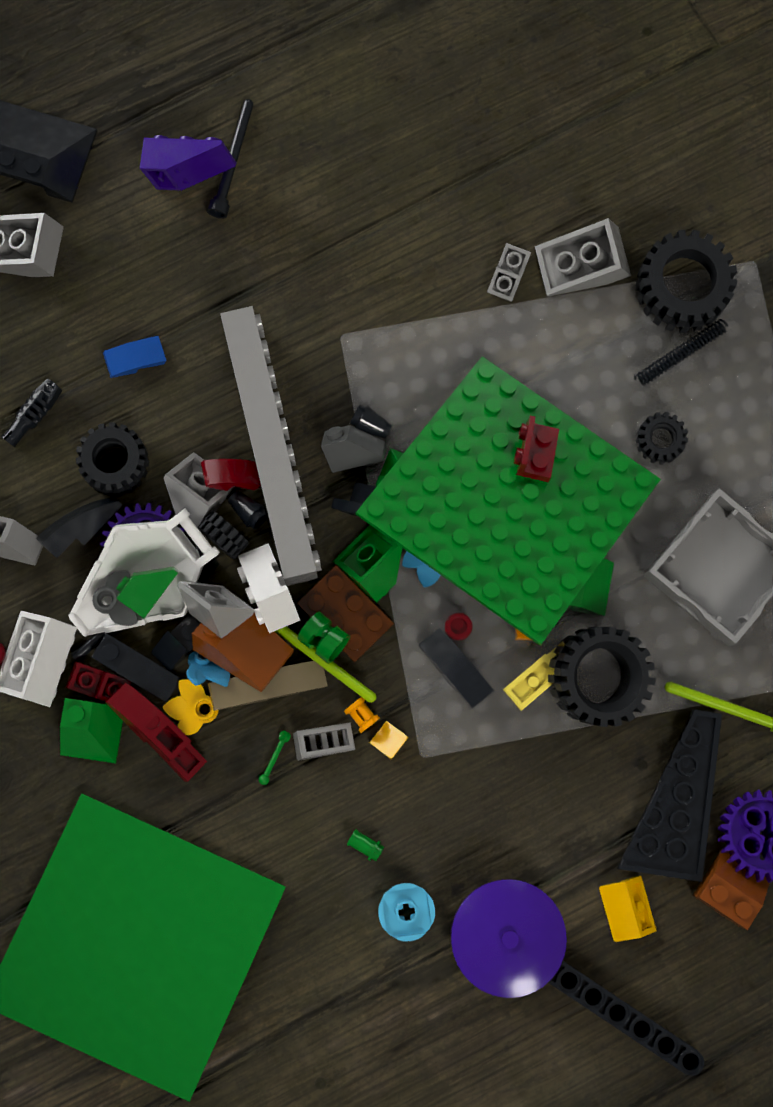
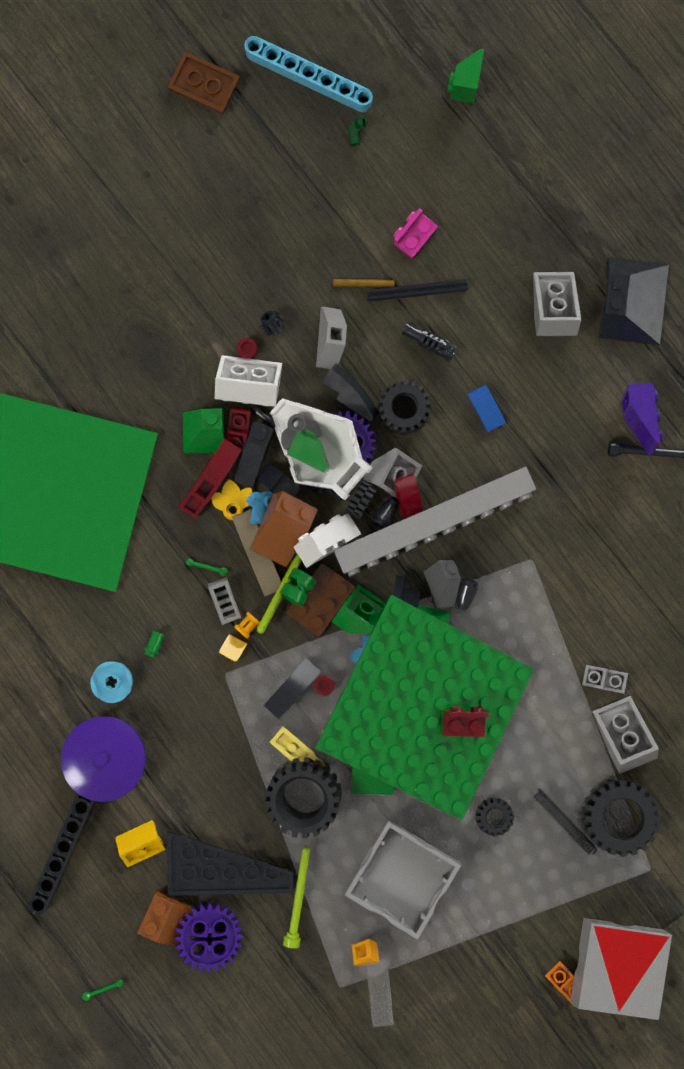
camera: 90 degrees right, 5 degrees up
(214, 606) = (304, 504): light grey slope -> none

